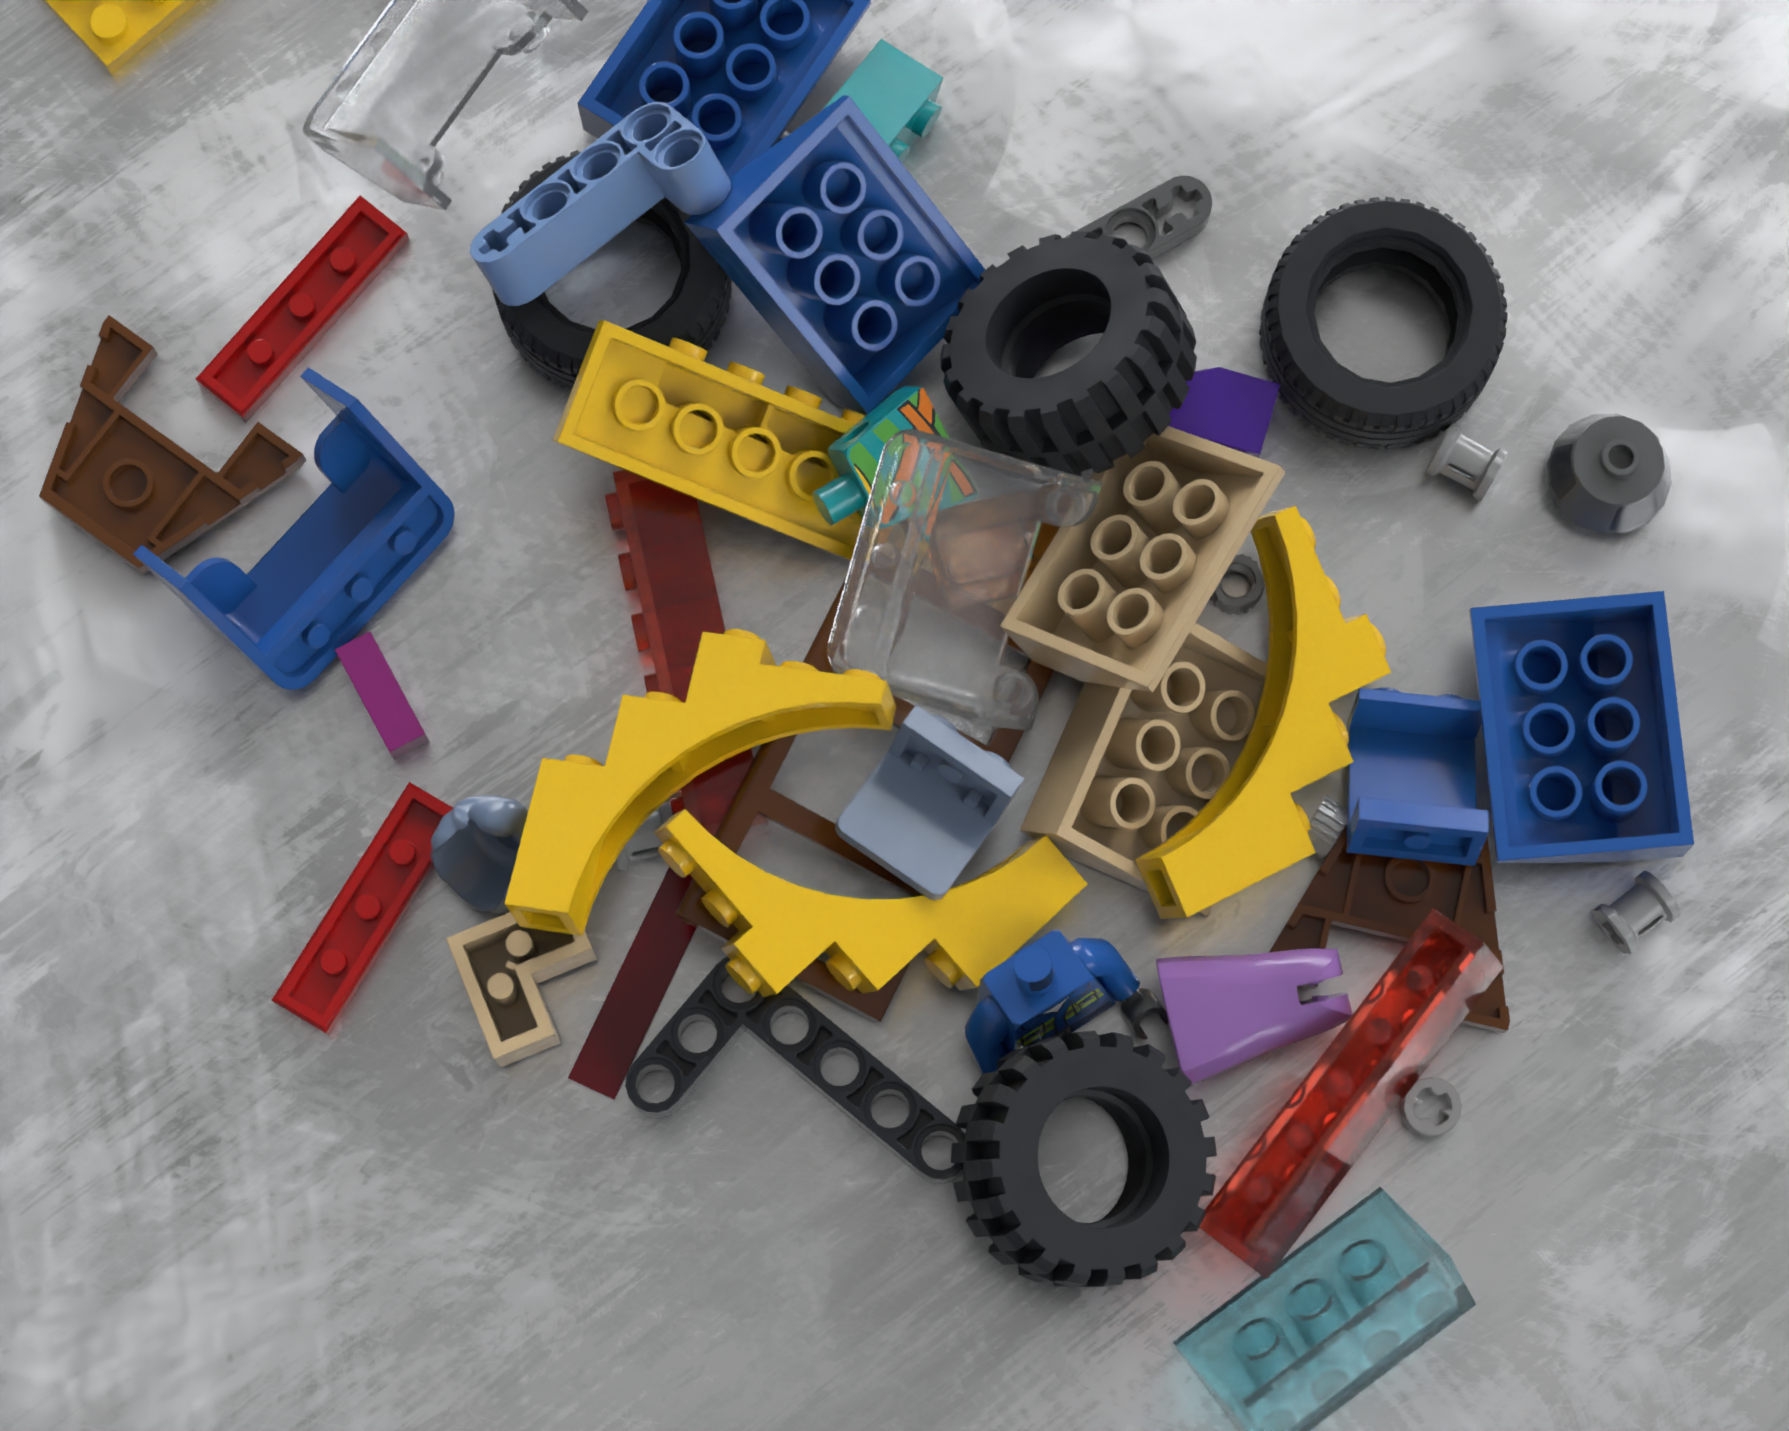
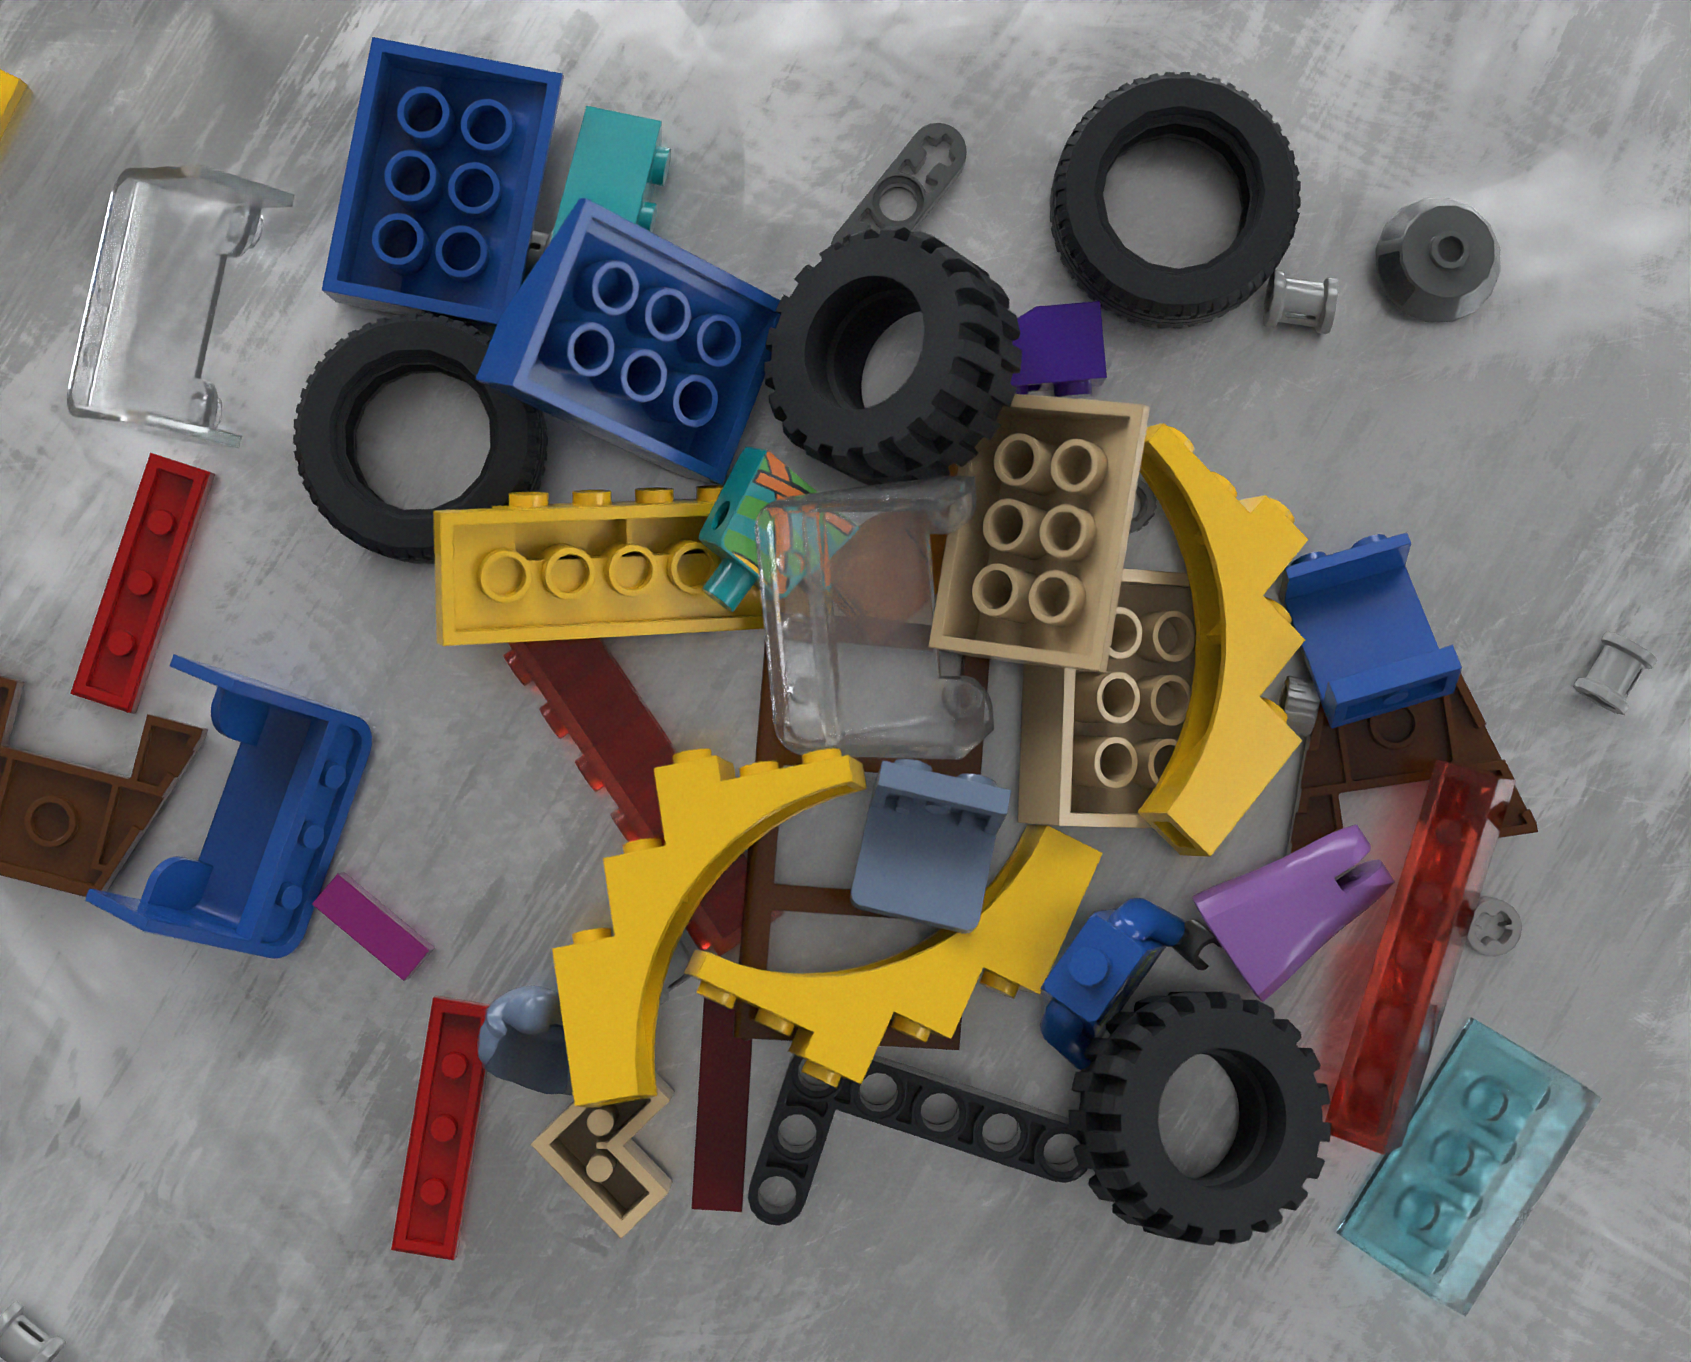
camera: 15 degrees left, 10 degrees up
(596, 197) = (380, 390): medium blue beam -> none
(1582, 730) = (1506, 525): blue slope -> none

